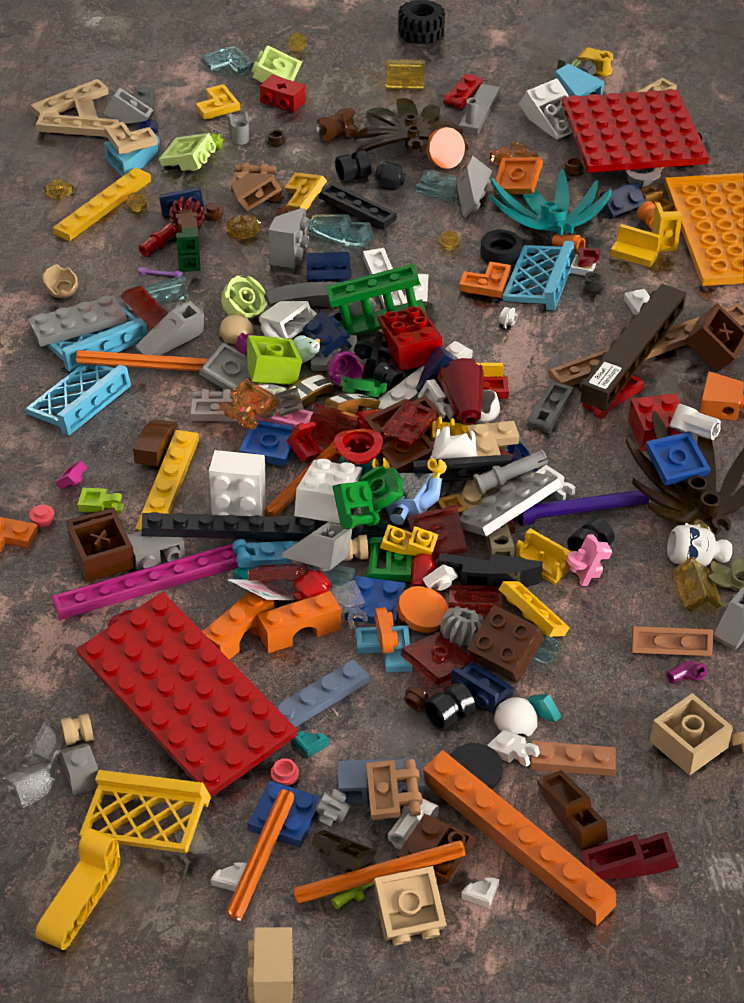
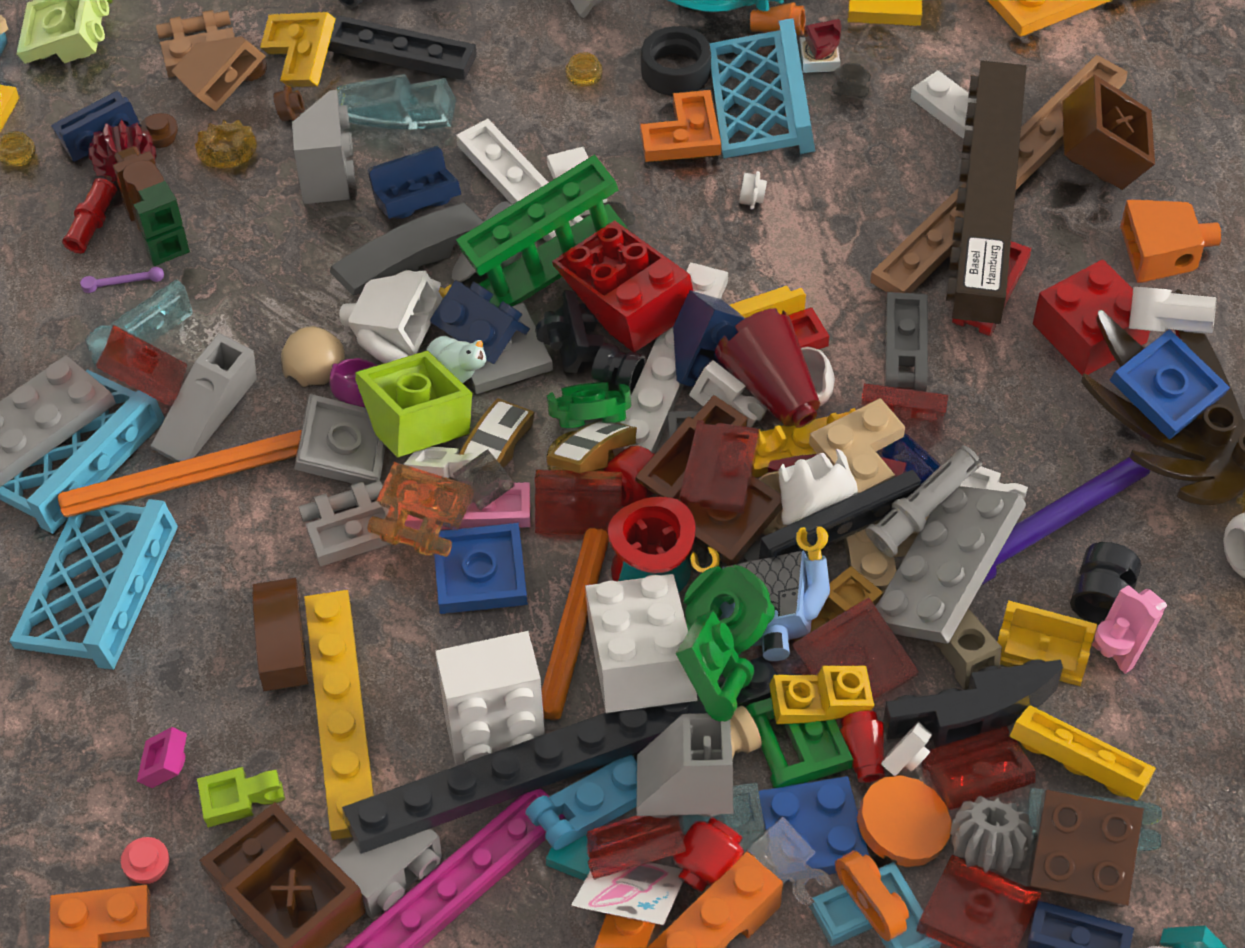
camera: 20 degrees left, 10 degrees up
(243, 297) = (304, 293): yellowish green cylinder -> none
(303, 442) = (545, 553): red bracket -> none
(344, 364) = (537, 375): magenta hair -> none
(540, 434) = (923, 405): none -> clear red plate

